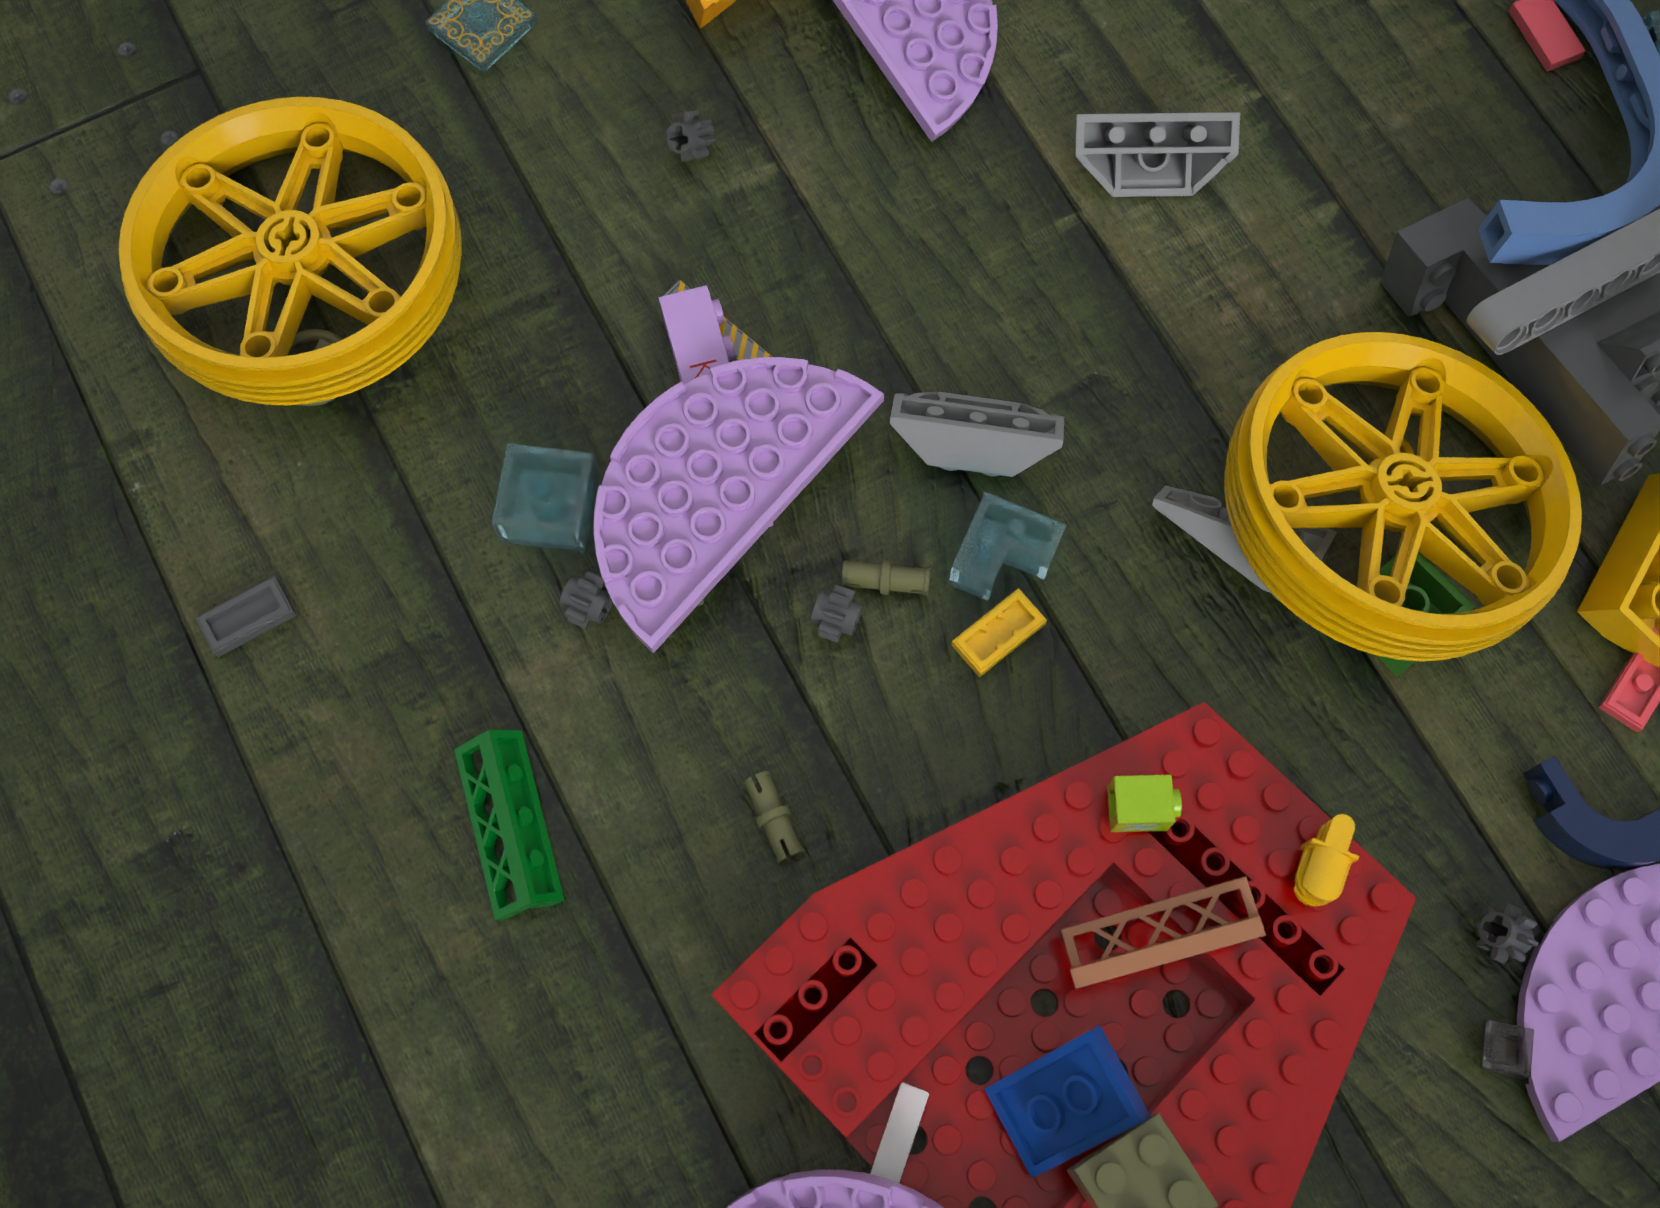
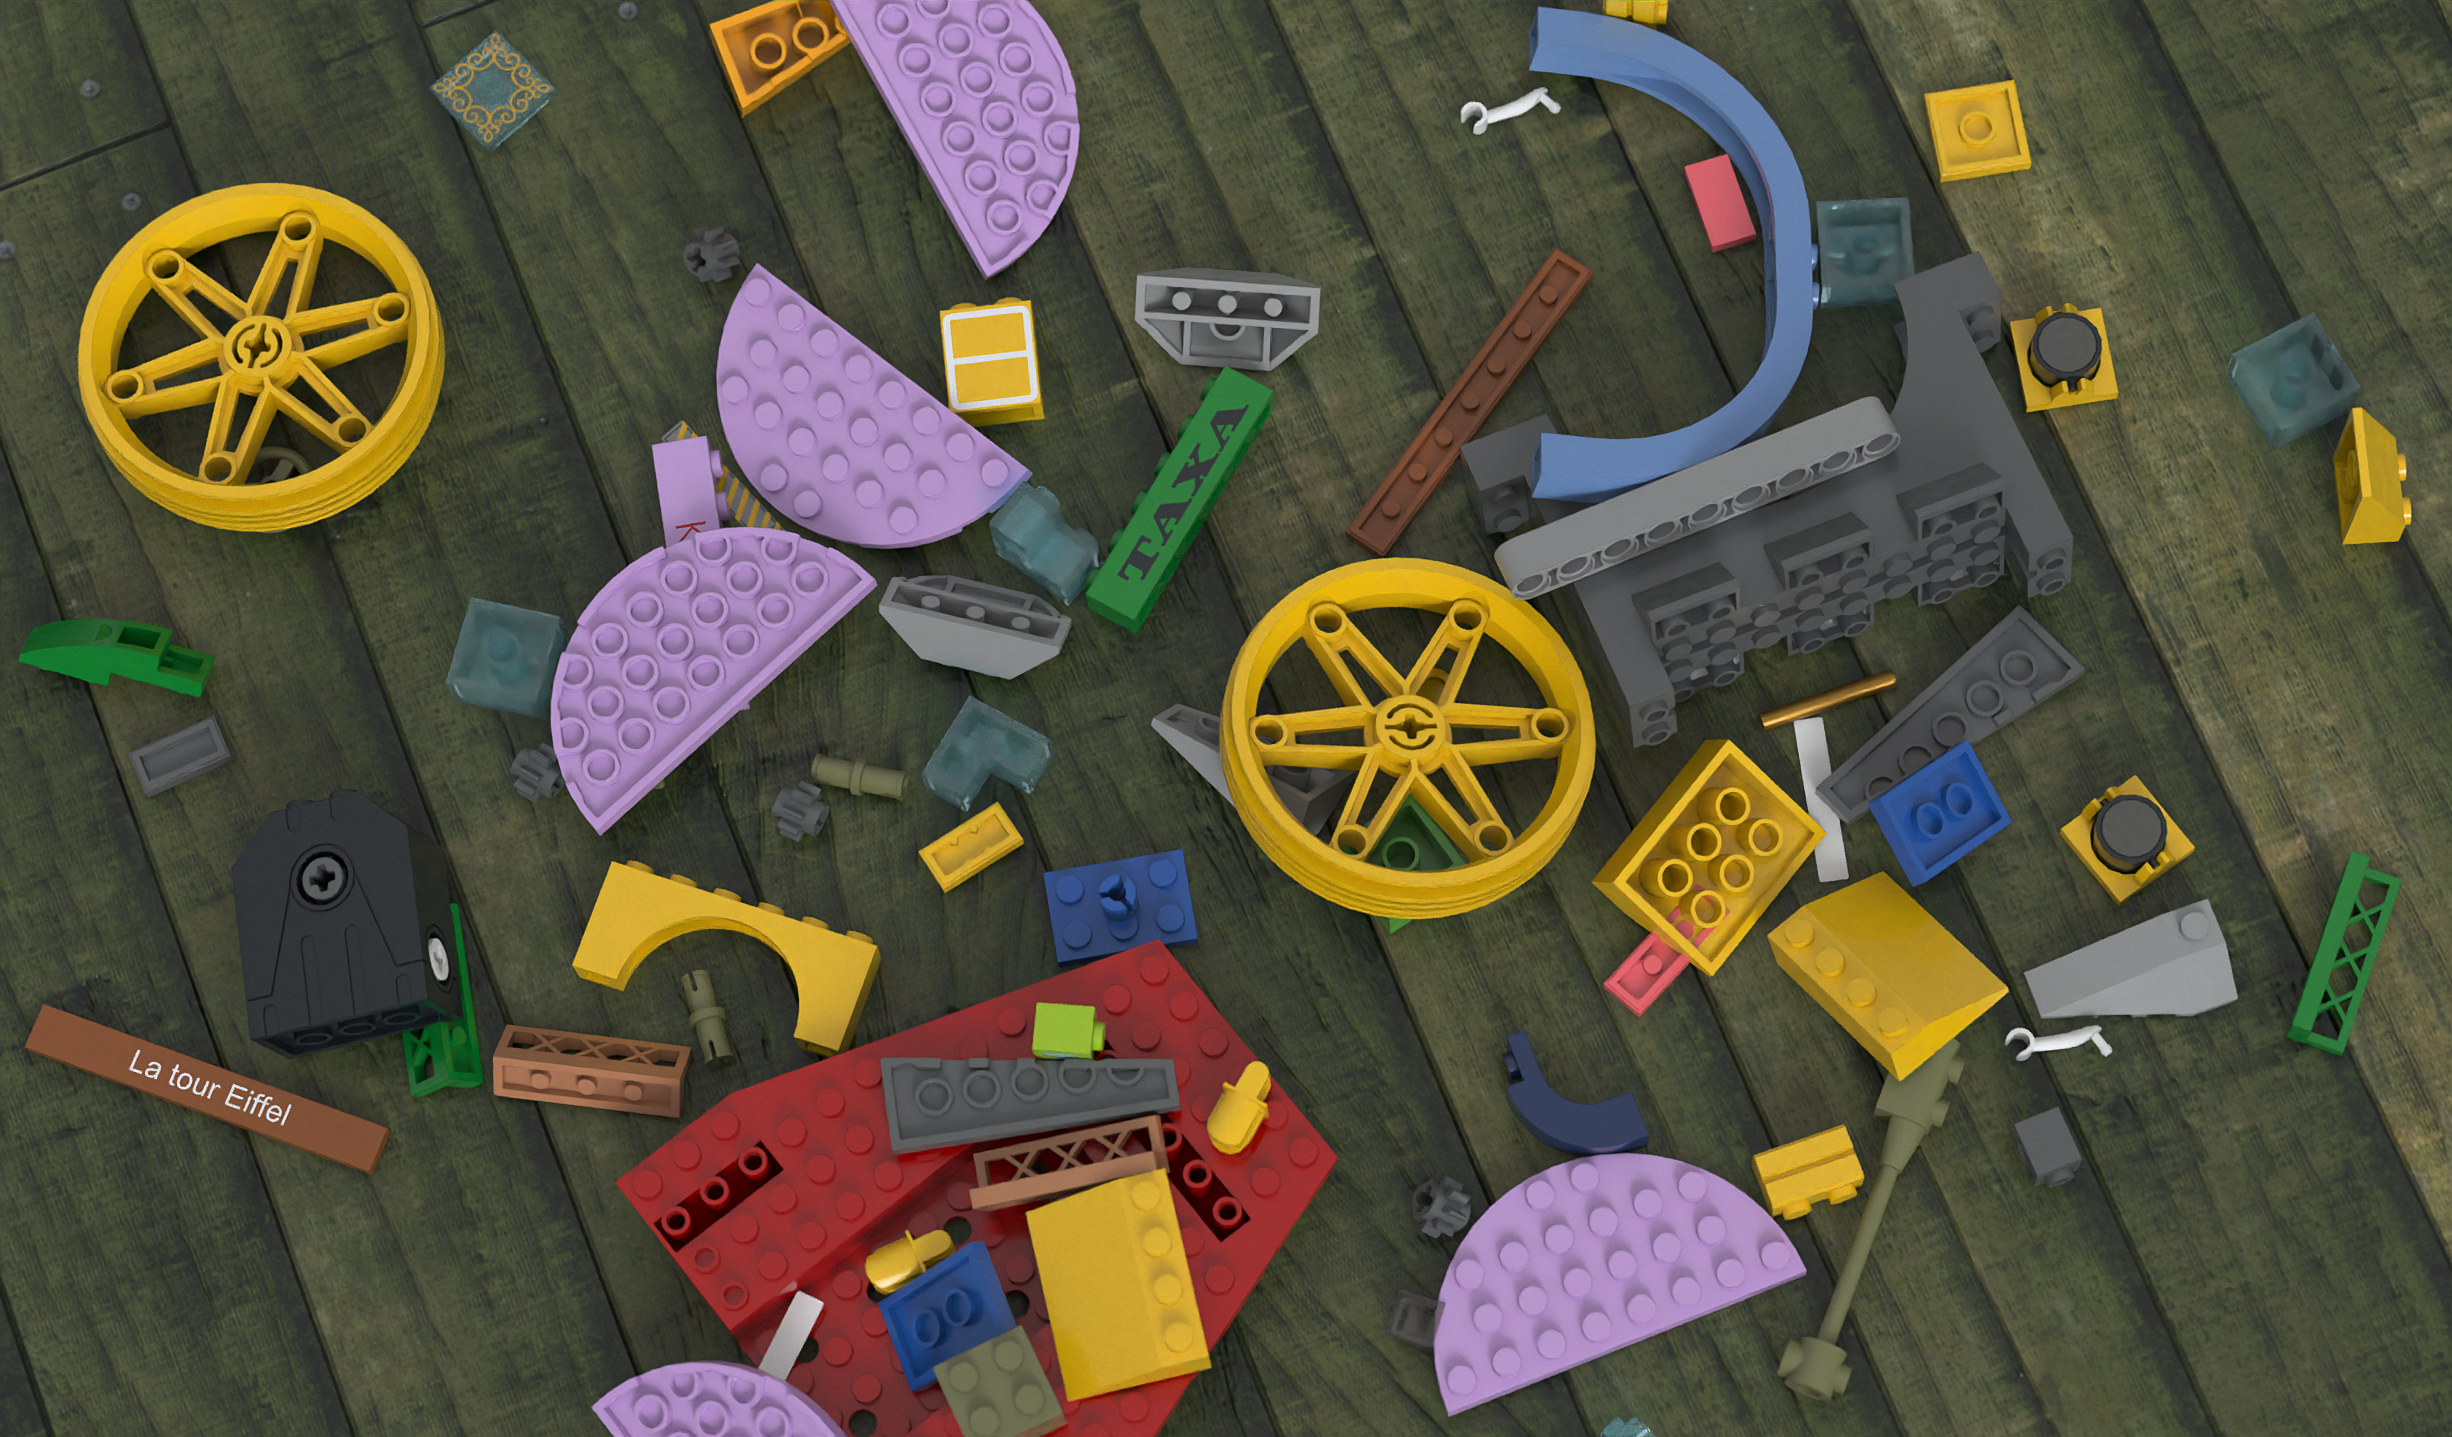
camera: 15 degrees right, 0 degrees up
(165, 521) = (107, 647): none -> green slope
(295, 933) = (207, 1089): none -> dark orange tile
(412, 764) = (343, 927): none -> black piece
(667, 885) = (589, 1076): none -> nougat fence
(703, 718) = (646, 910): none -> yellow arch
(832, 276) = (844, 433): none -> lavender plate
(951, 207) = (992, 362): none -> yellow brick
(1007, 1045) = (906, 1260): none -> yellow arm
(1022, 356) = (1038, 543): none -> clear light blue brick
(1068, 877) = (982, 1099): none -> dark grey wing
(1136, 308) = (1179, 499): none -> green brick
(1144, 675) = (1120, 906): none -> blue plate
(1240, 1057) = (1118, 1286): none -> yellow slope
(1369, 212) = (1469, 404): none -> dark orange tile

